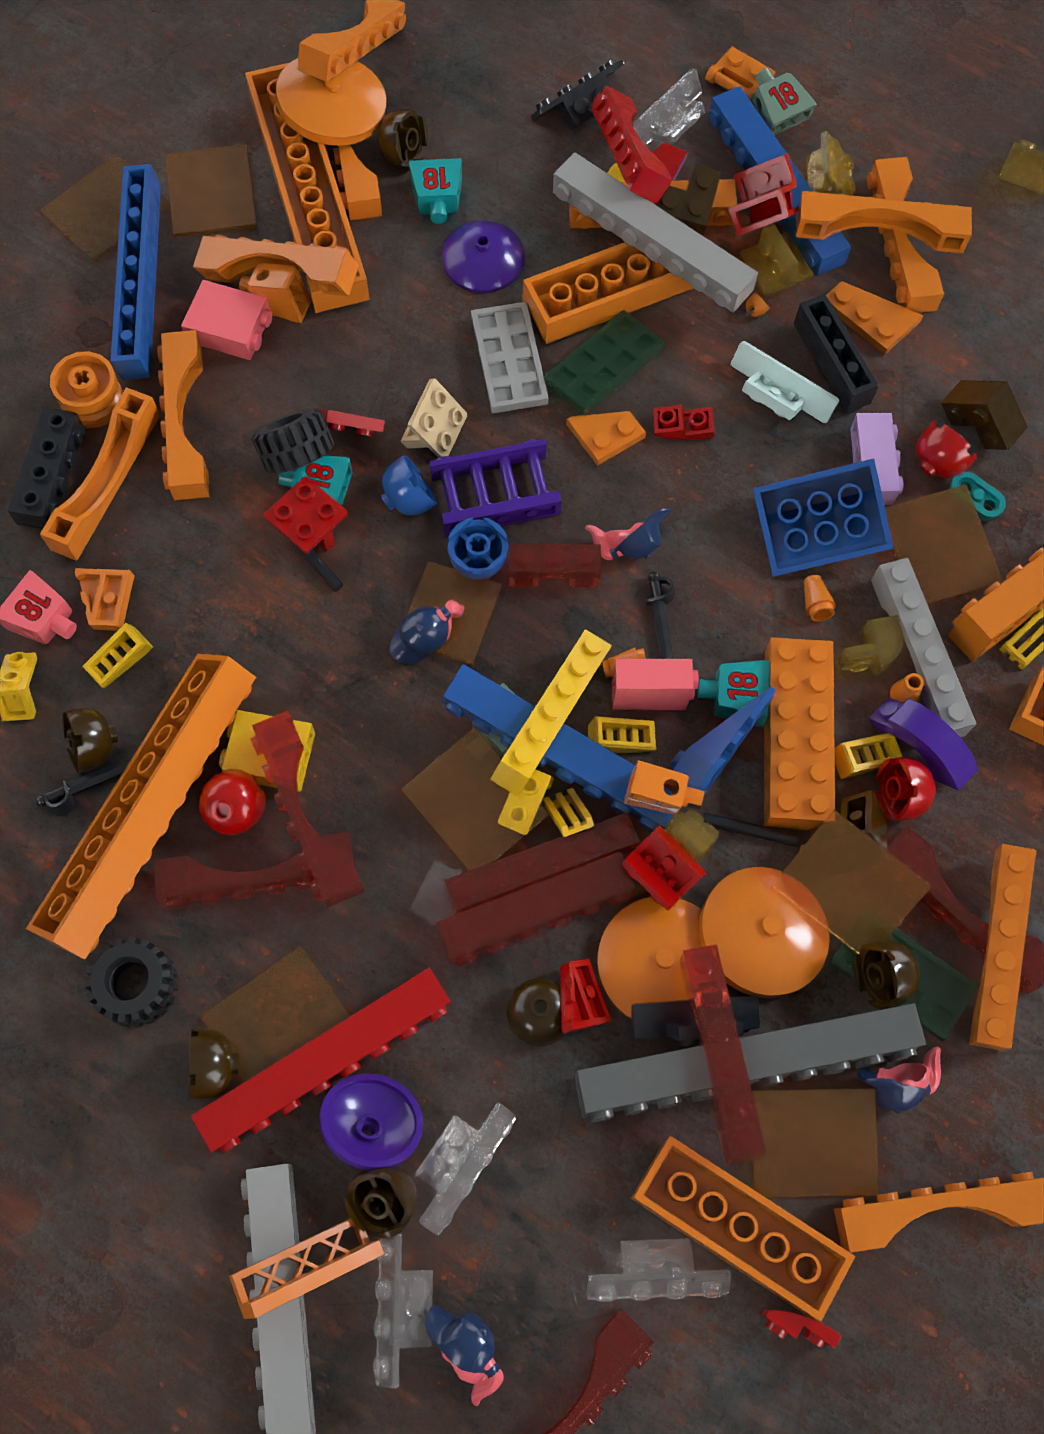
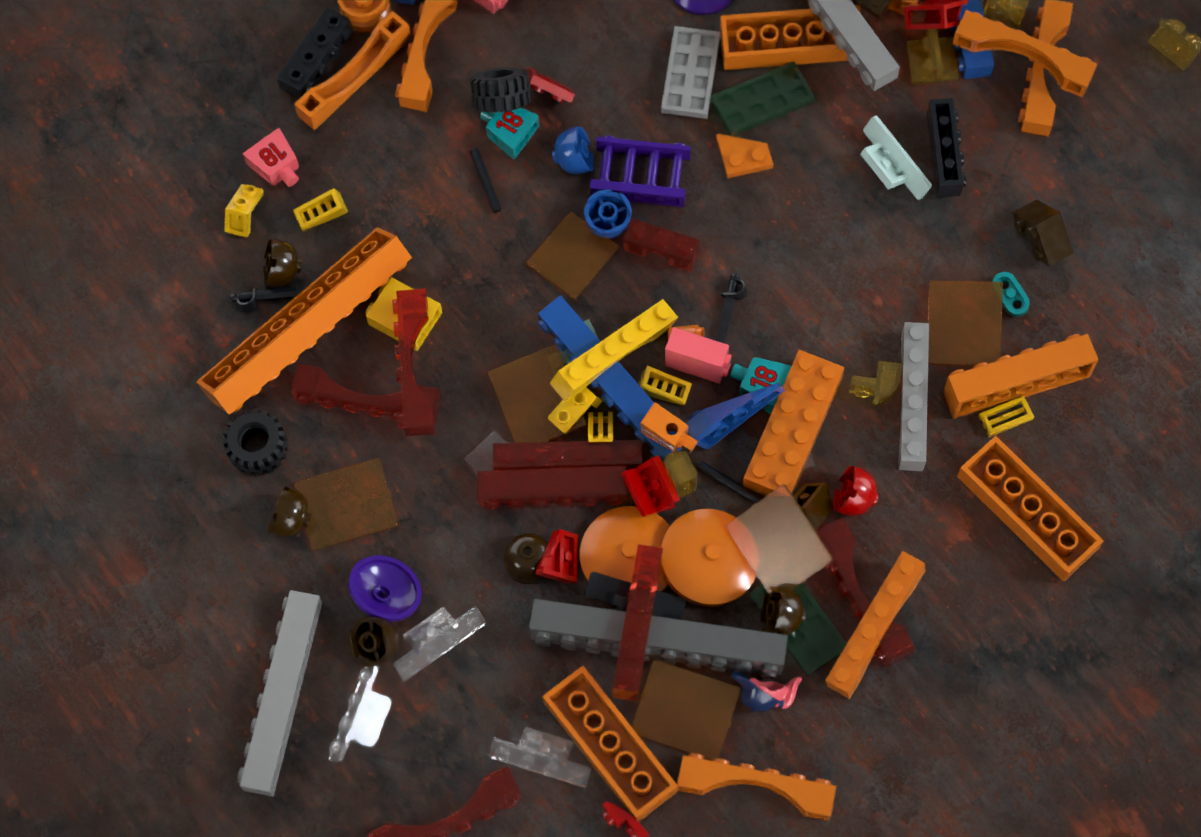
camera: 25 degrees right, 0 degrees up
(105, 596) = (326, 163): orange wing -> none
(232, 802) = (365, 341): red cylinder -> none
(307, 516) = (491, 149): red bracket -> none
(309, 1280) = (311, 671): orange fence -> none
(320, 1060) = (367, 538): red brick -> none
(423, 632) = (547, 263): dark blue hair -> none
(435, 421) = (614, 106): tan bracket -> none
(468, 1347) = (397, 755): dark blue hair -> none
(633, 543) = (729, 245): dark blue hair -> none
(683, 424) = (808, 167): red slope -> none
(758, 304) = (903, 88): orange hinge -> none
(818, 600) = (851, 334): orange cone -> none
(823, 517) = (878, 272): blue slope -> none
(849, 762) = (820, 458): yellow slope -> none
(873, 317) = (991, 125): orange wing -> none
(875, 437) = (943, 240): lavender brick -> none
(907, 688) = (889, 423): orange cone -> none
(931, 737) = (888, 463): dark purple arch -> none
(943, 452) = (994, 252): red cylinder -> none

